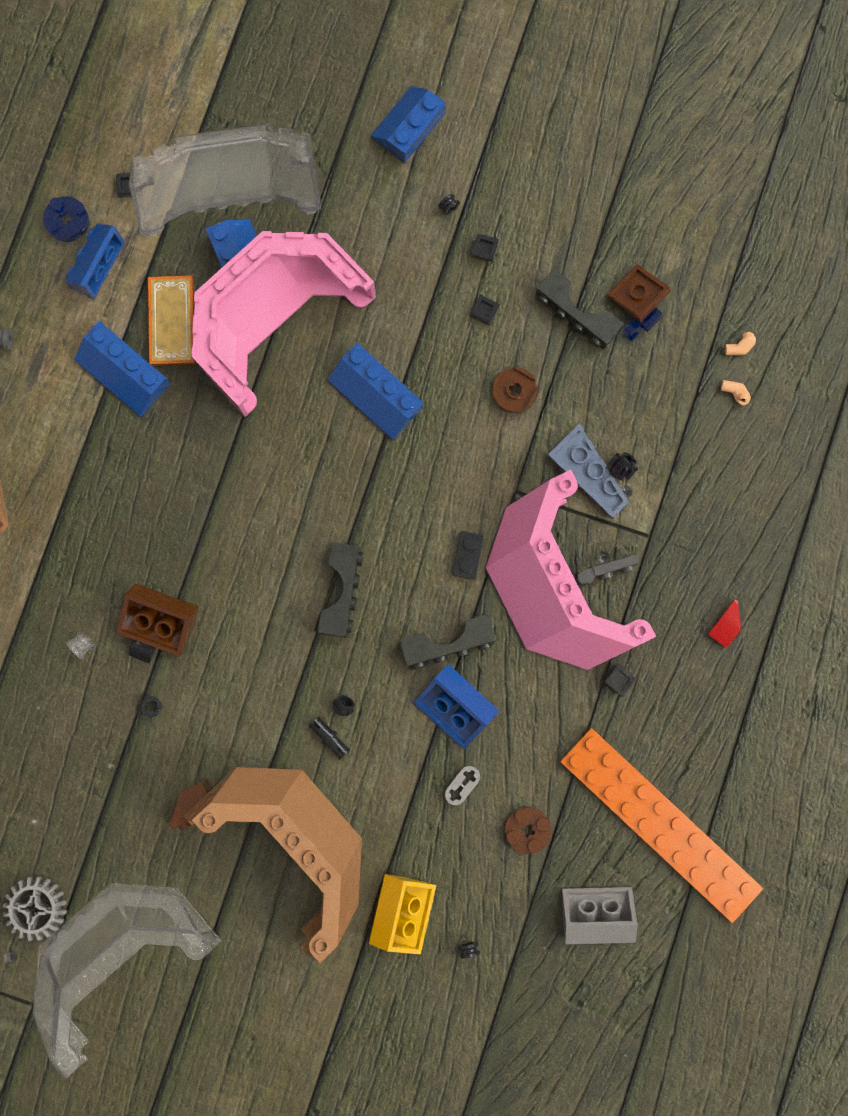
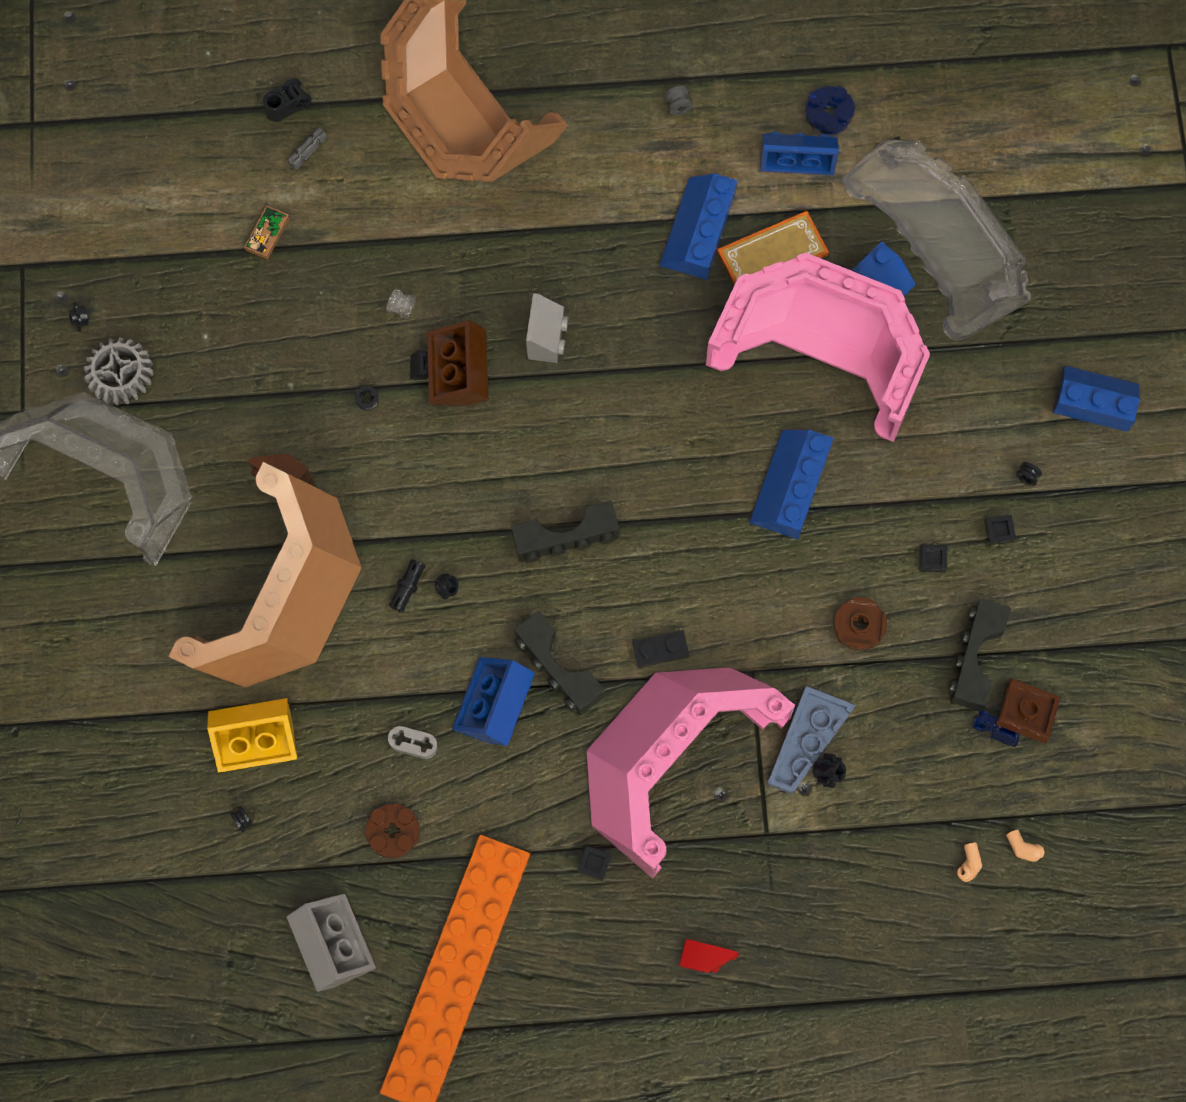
camera: 65 degrees right, 10 degrees down
(160, 534) = (546, 330): none -> light grey slope
(606, 570) = (707, 799): dark grey hinge -> none

